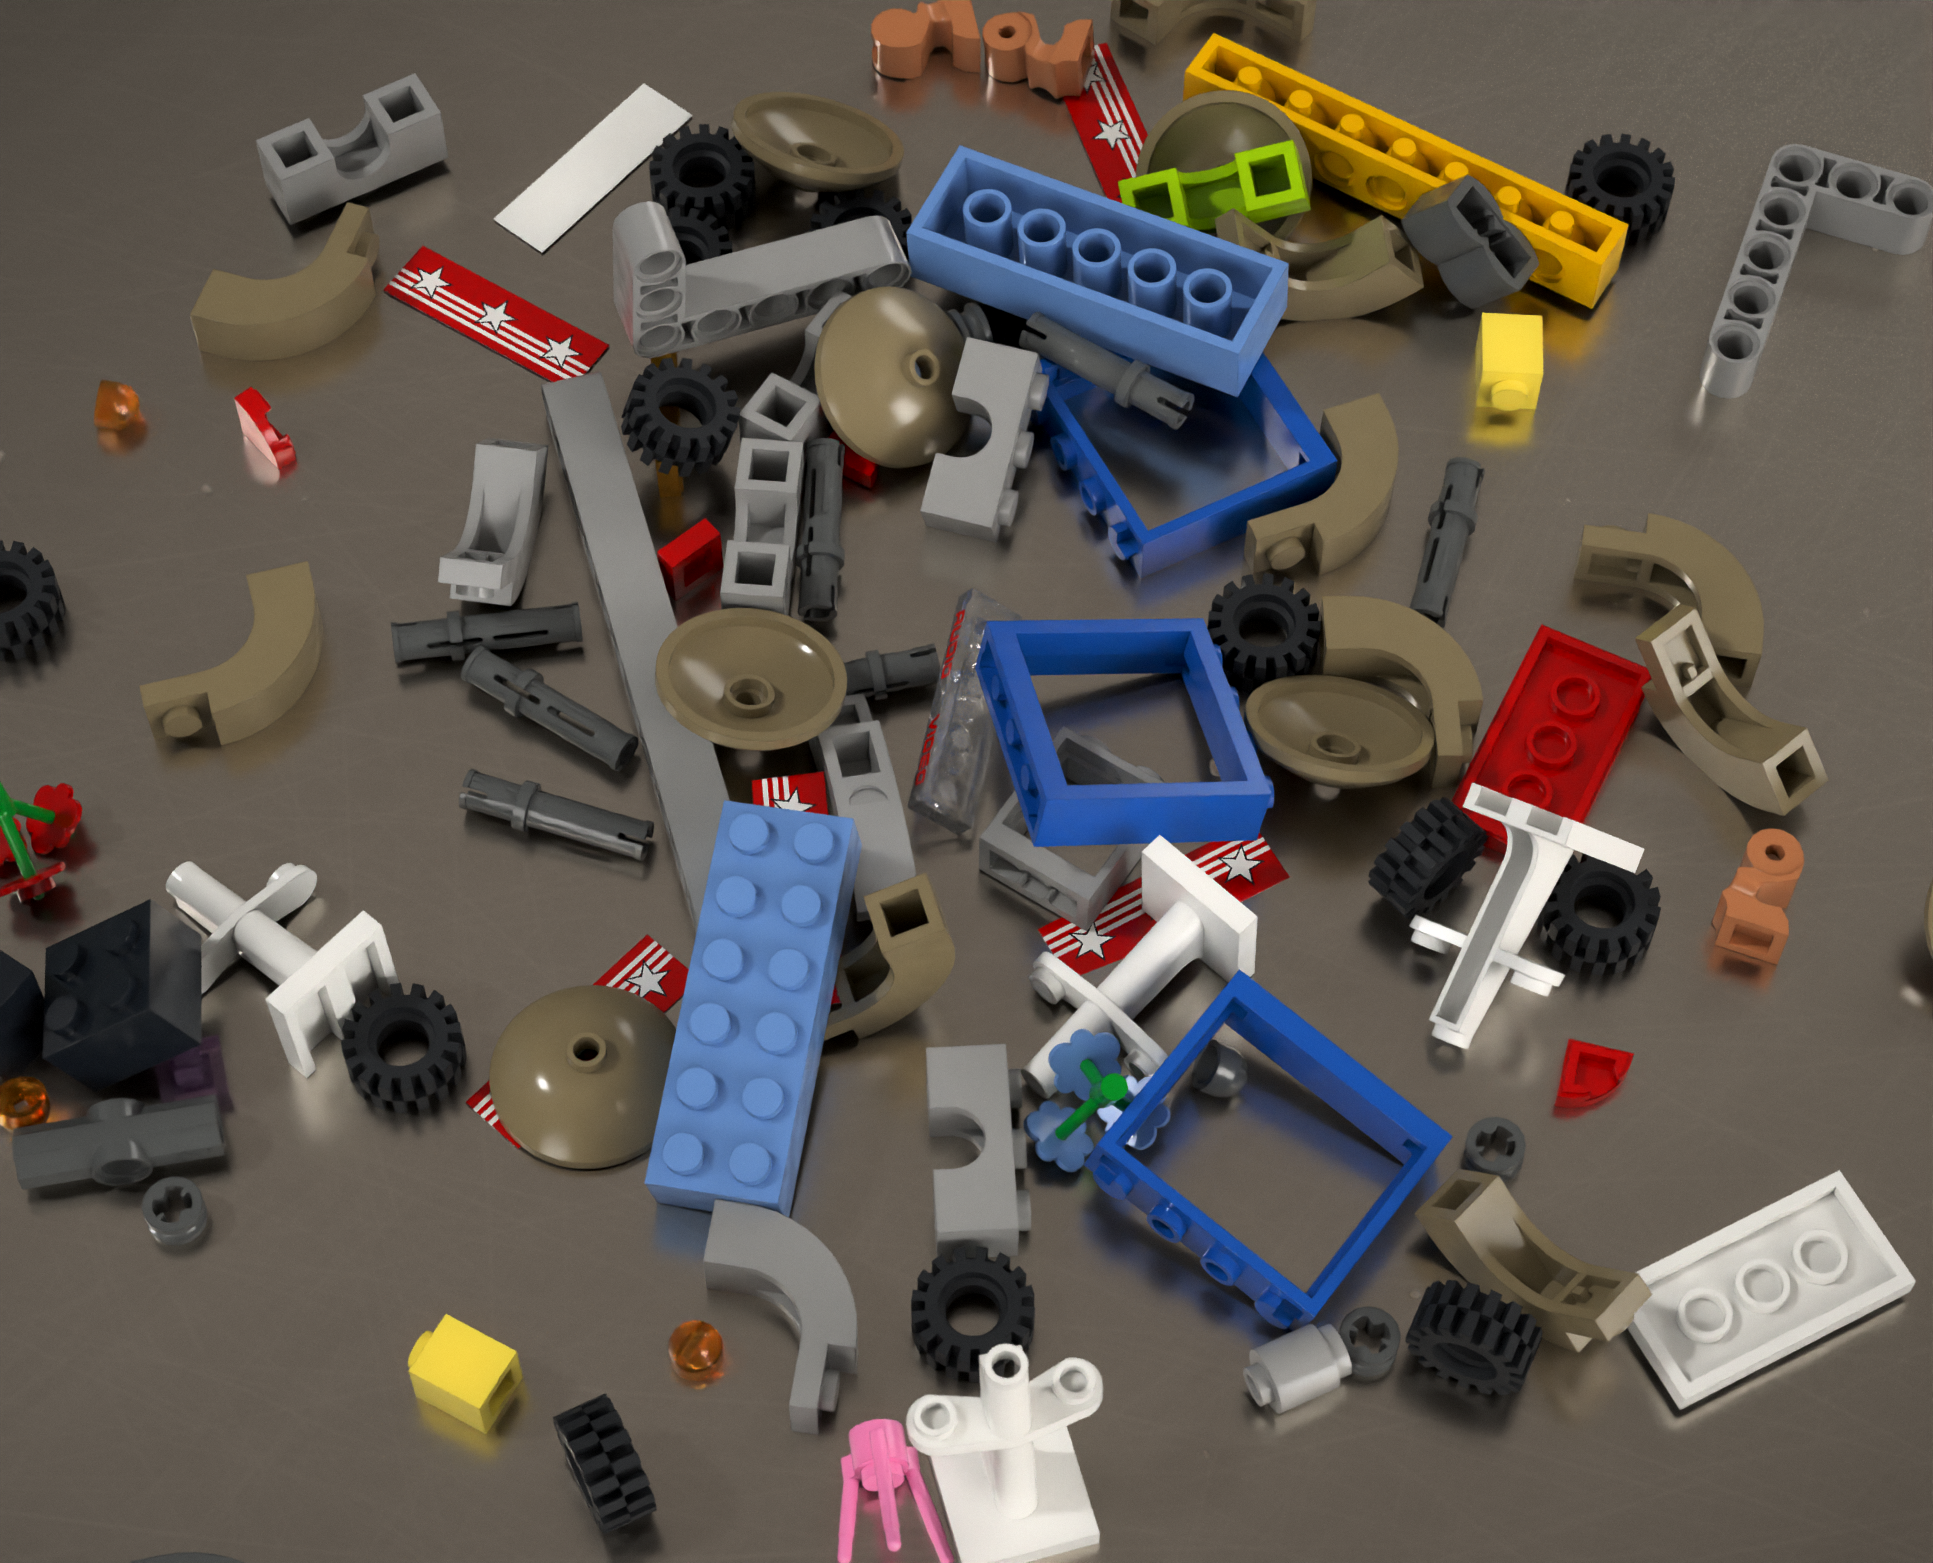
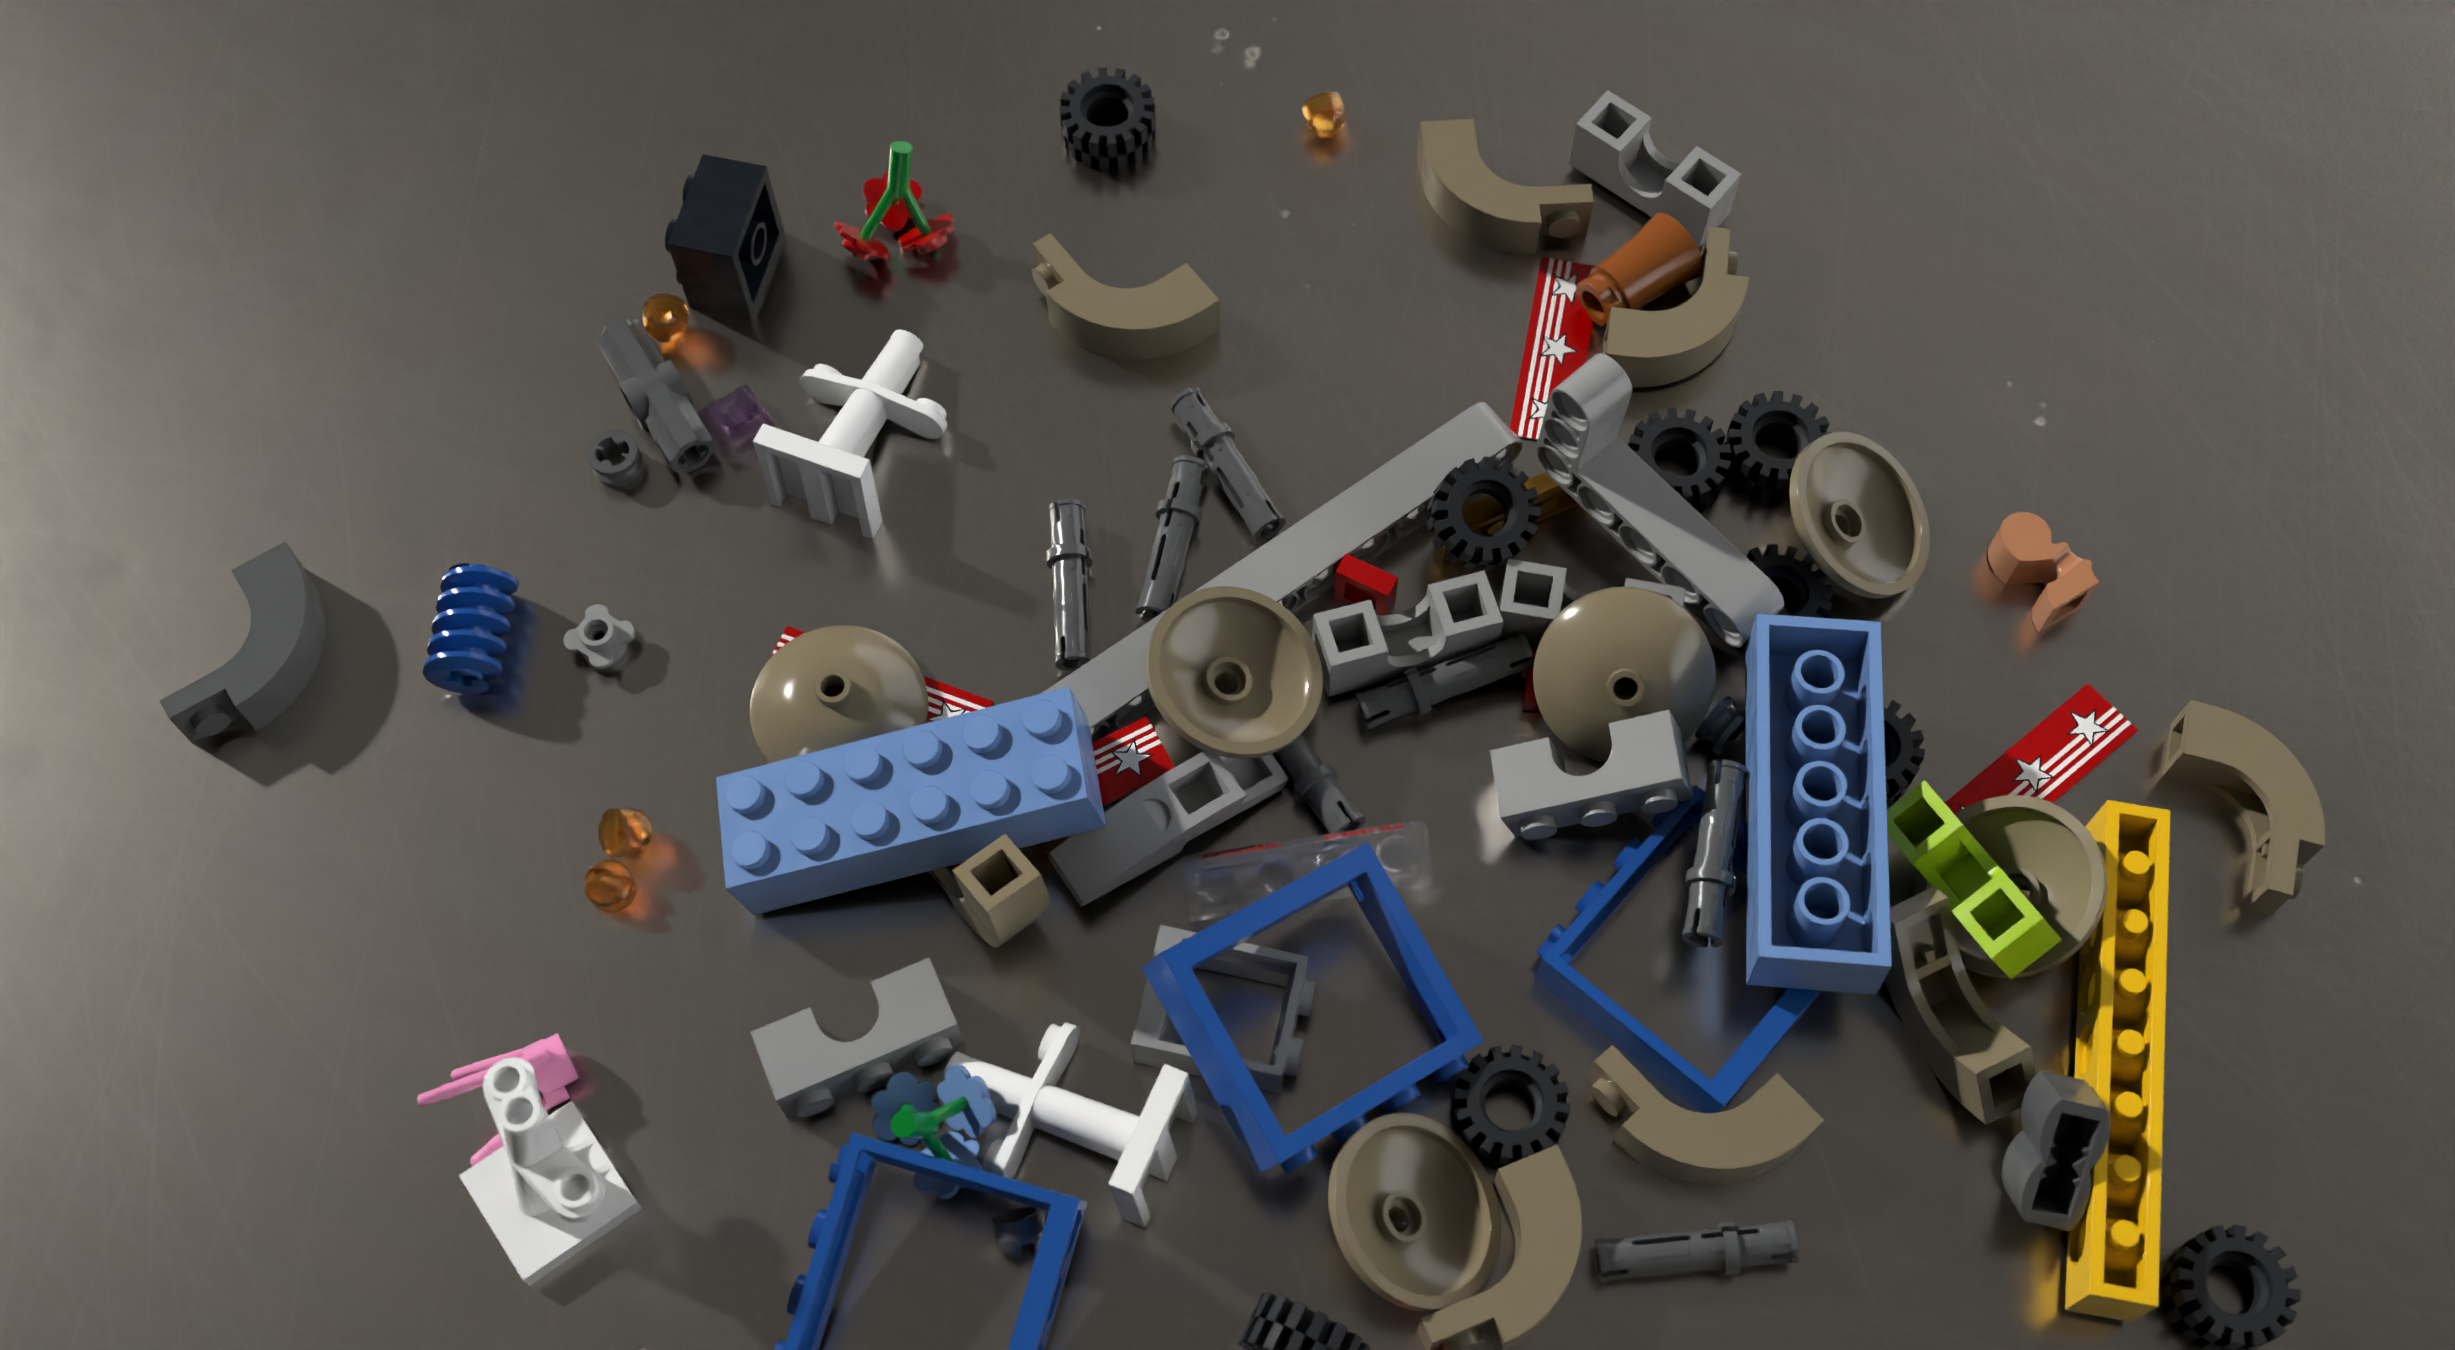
camera: 70 degrees right, 5 degrees up
(122, 996) = (761, 335): black brick -> none
(256, 427) = (1350, 224): red tile -> none
(327, 1402) = (468, 628): none -> blue piece
(394, 1015) = (803, 529): black tyre -> none
(402, 1299) = (607, 650): none -> light grey plate
(459, 204) = (1642, 269): none -> dark orange plant
(464, 1372) = (526, 716): light yellow brick -> none
(500, 523) = (1325, 432): light grey arch -> none
(549, 228) = (1680, 341): none -> dark tan arch
(592, 168) = (1785, 367): white sticker -> none
(605, 1463) = (460, 847): black tyre -> none
(645, 1324) = (624, 831): none -> clear orange hinge
(786, 1264) = (677, 956): light grey arch -> none
(967, 1276) = (678, 1068): black tyre -> none
(1017, 52) = (2072, 653): nougat leg -> none
(1237, 866) = (1205, 1145): red sticker -> none
(1509, 361) = (1943, 1242): light yellow brick -> none

